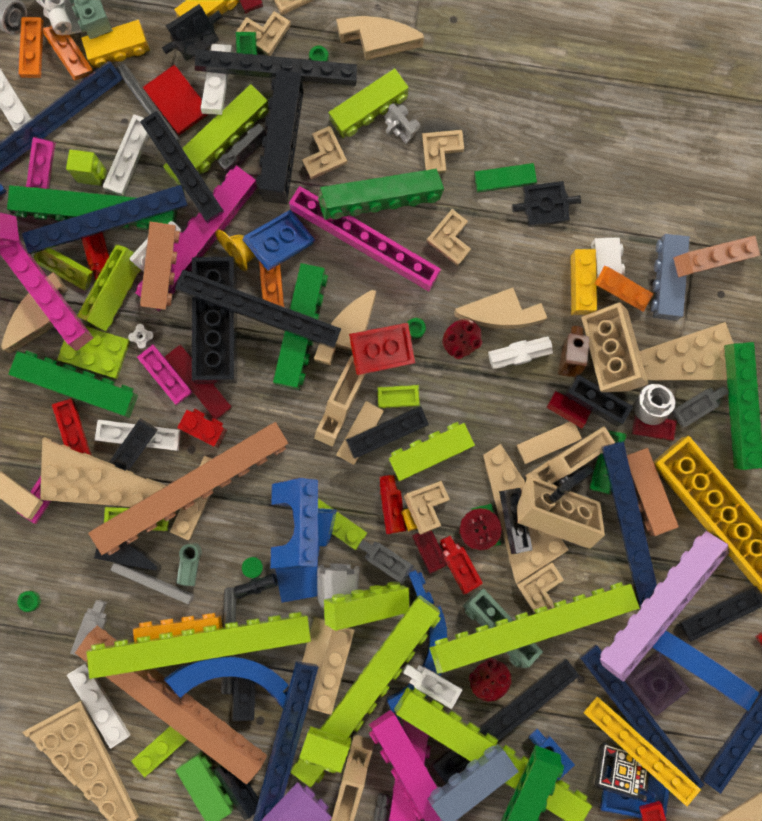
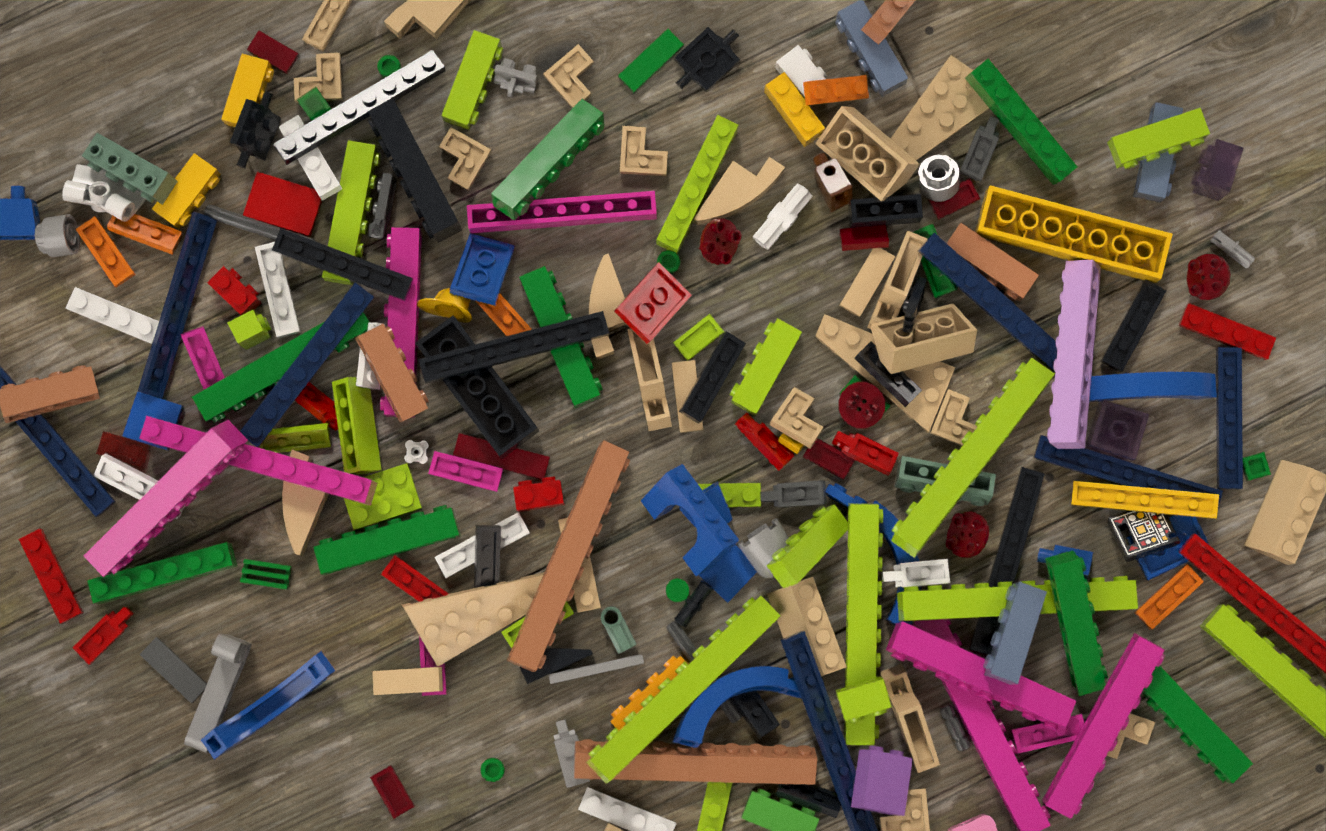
camera: 35 degrees left, 0 degrees up
(96, 134) = (230, 288): none -> red brick
(475, 286) = (697, 184): none -> lime brick
(741, 783) = (1255, 466): none -> green tile

